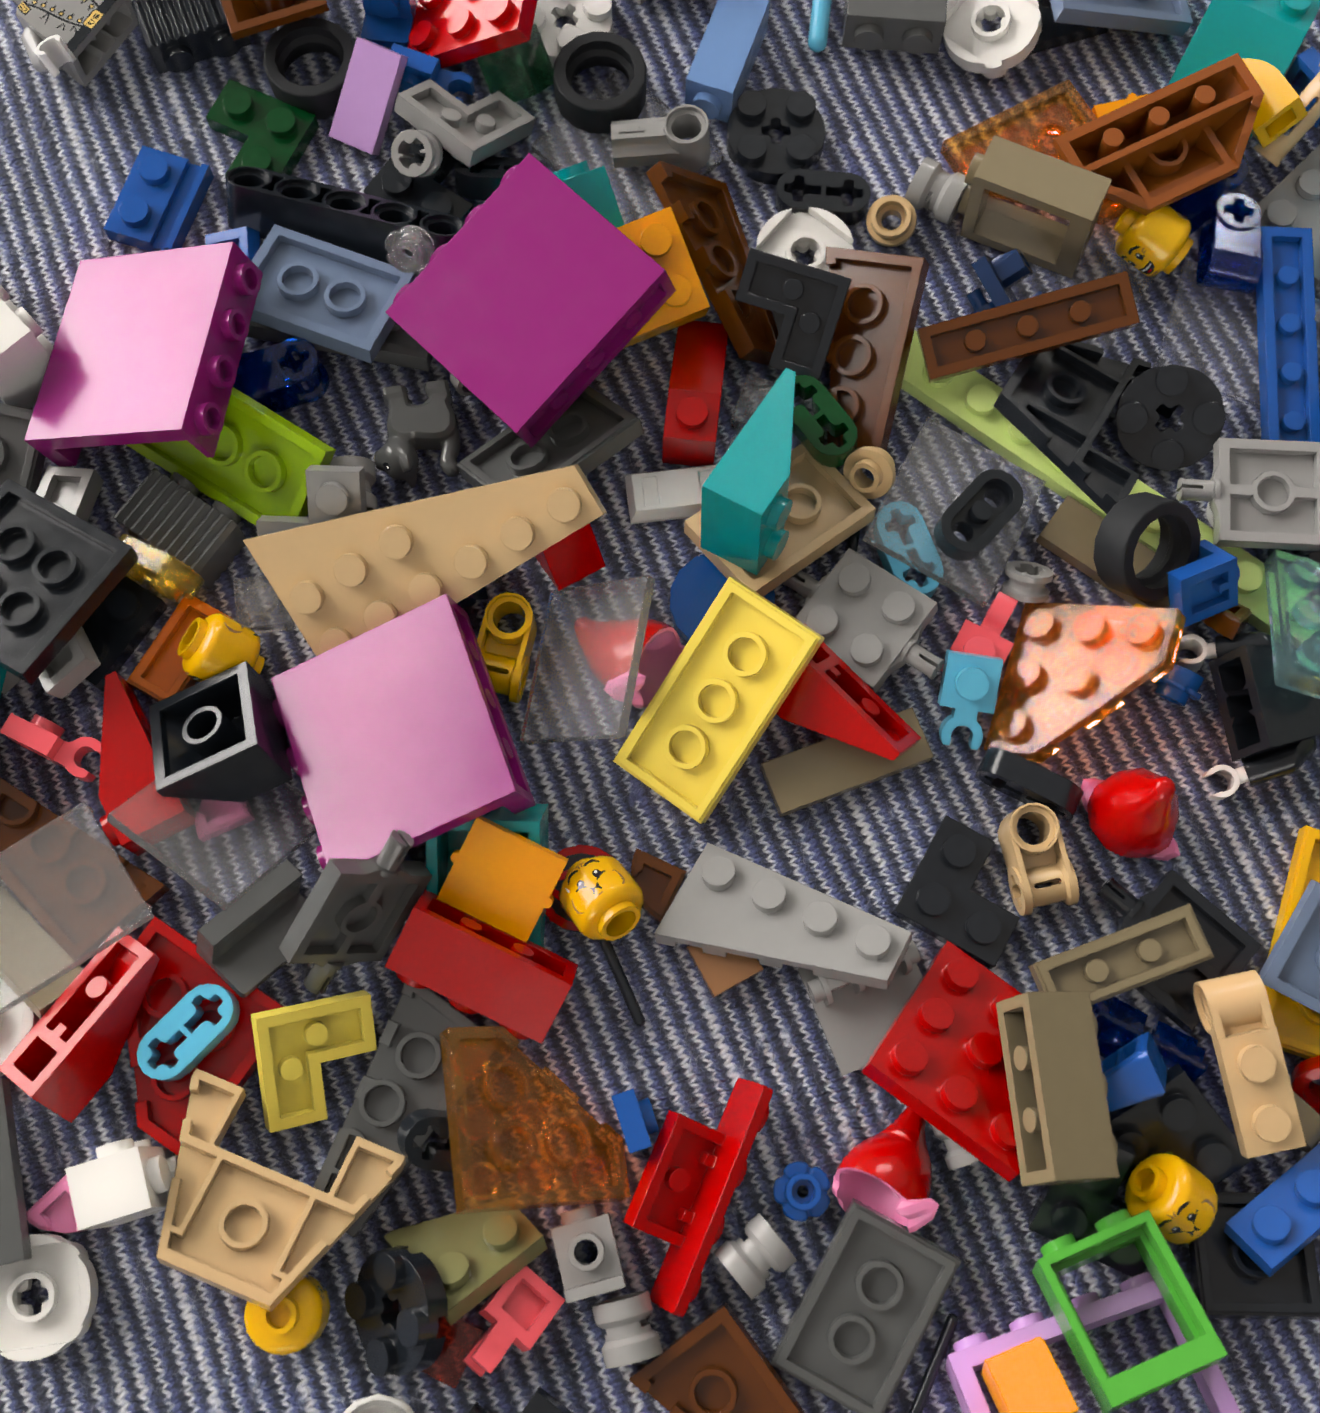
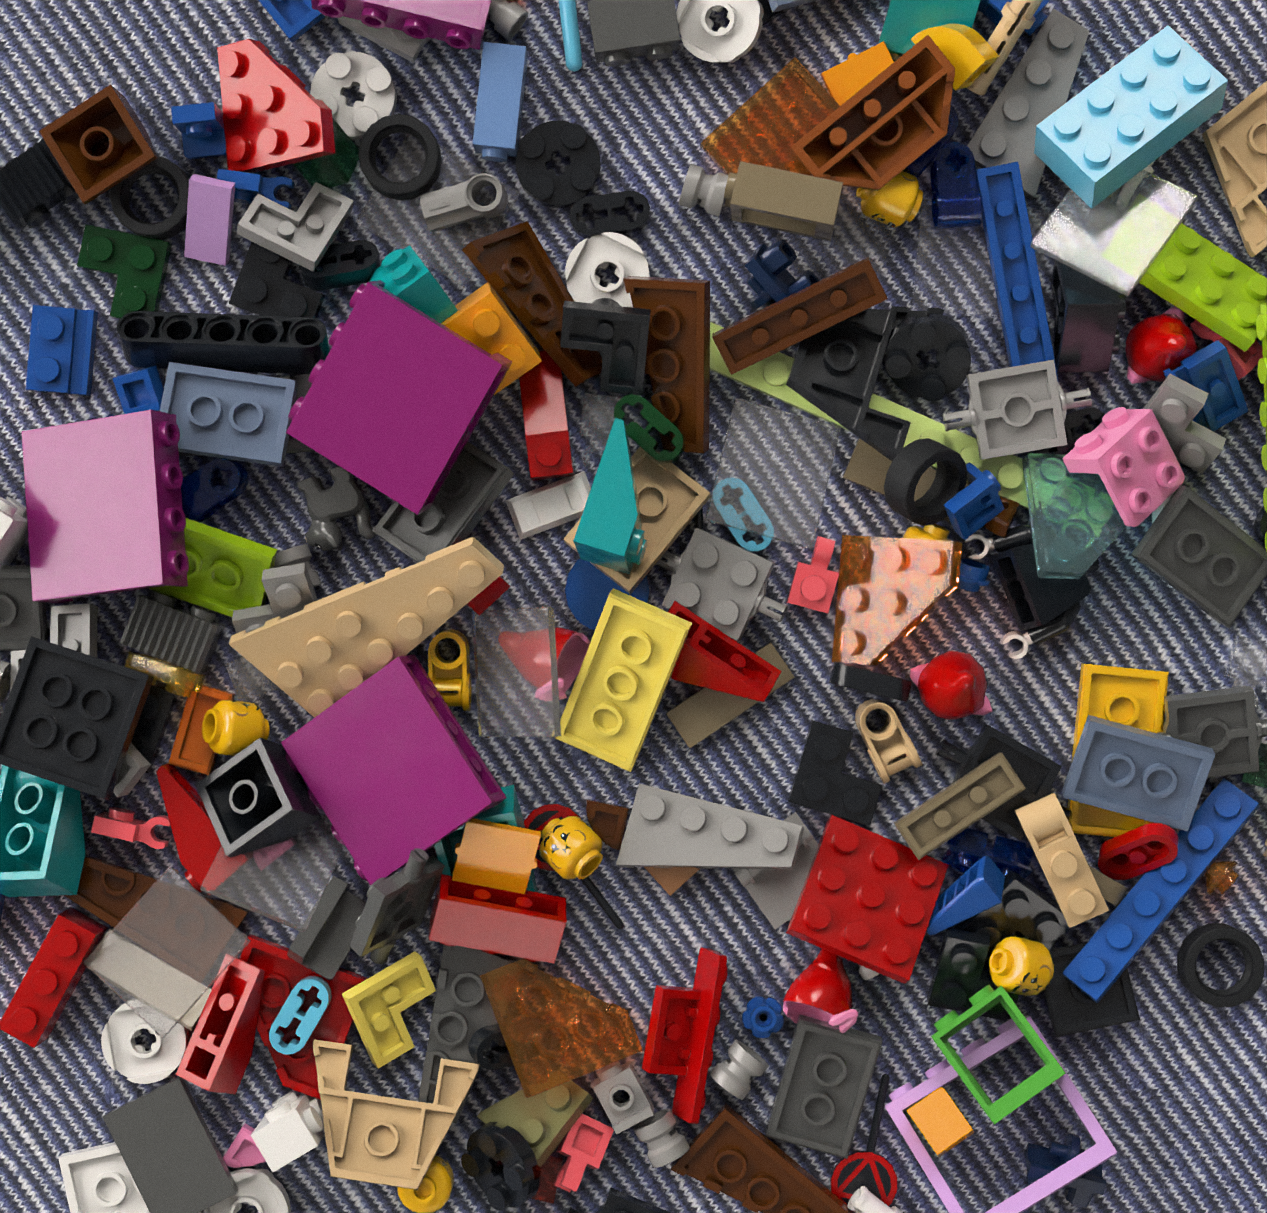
camera: 10 degrees left, 15 degrees up
(400, 153) = (255, 267): light grey bush -> none
(414, 240) = (287, 364): clear plate -> none
(636, 1120) = (633, 998): blue plate -> none
(878, 463) = (699, 462): tan plate -> none
(888, 206) = (665, 236): tan plate -> none
(968, 687) = (809, 621): medium azure plate -> none
(976, 517) = (791, 482): black plate -> none
(1027, 581) = (840, 520): light grey bush -> none
(1057, 1088) = (924, 918): dark tan brick -> none

